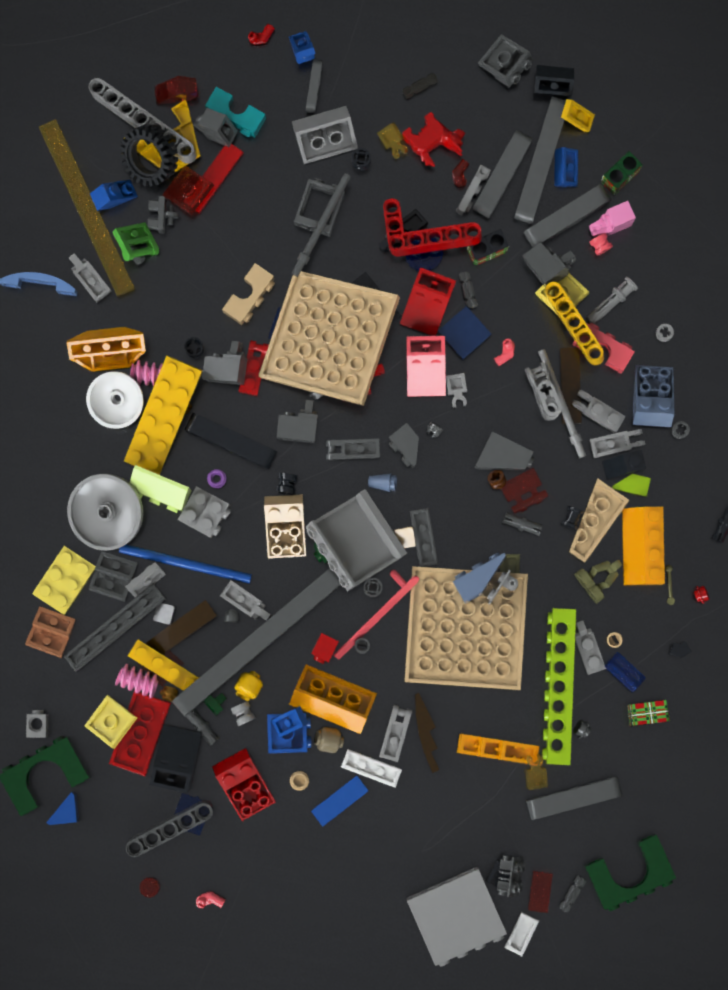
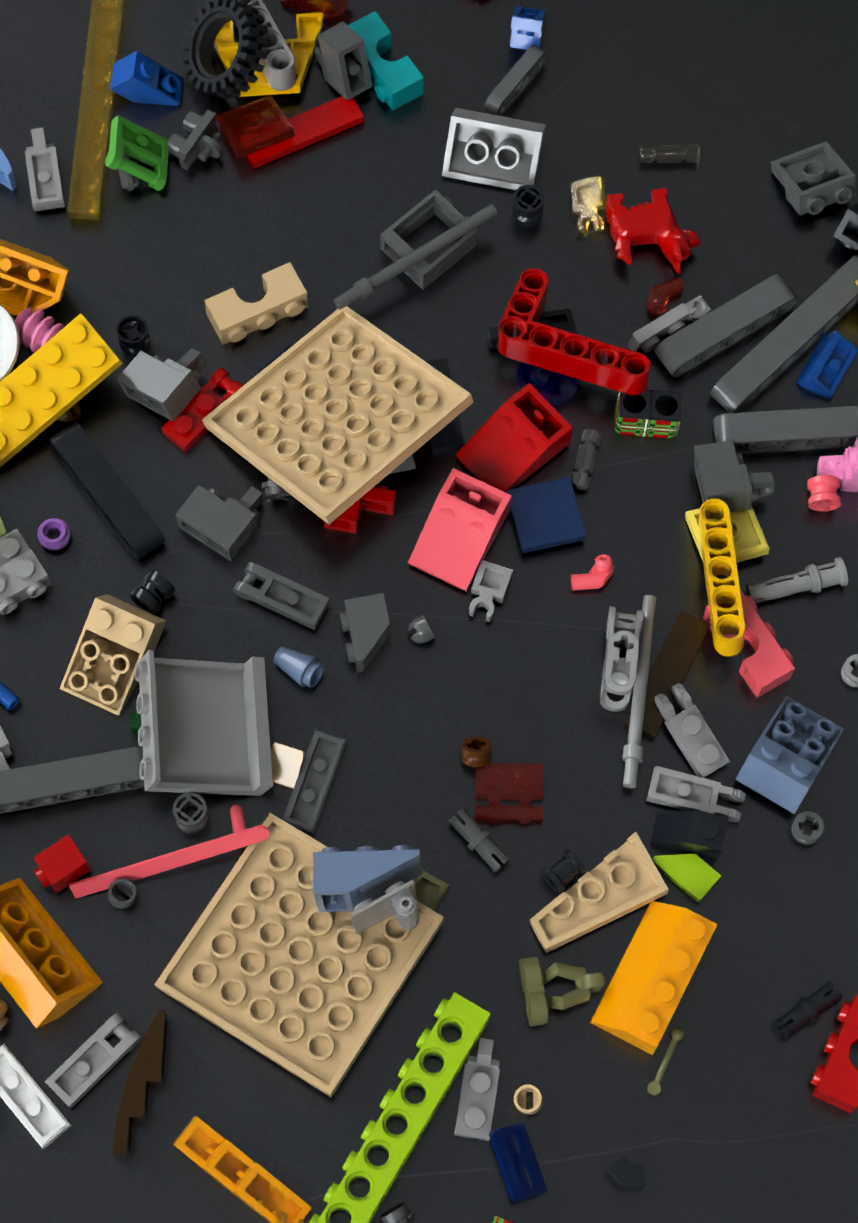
camera: 25 degrees right, 15 degrees down
(504, 455) = (507, 720): dark grey slope -> none
(701, 594) = (710, 1103): red plate -> none

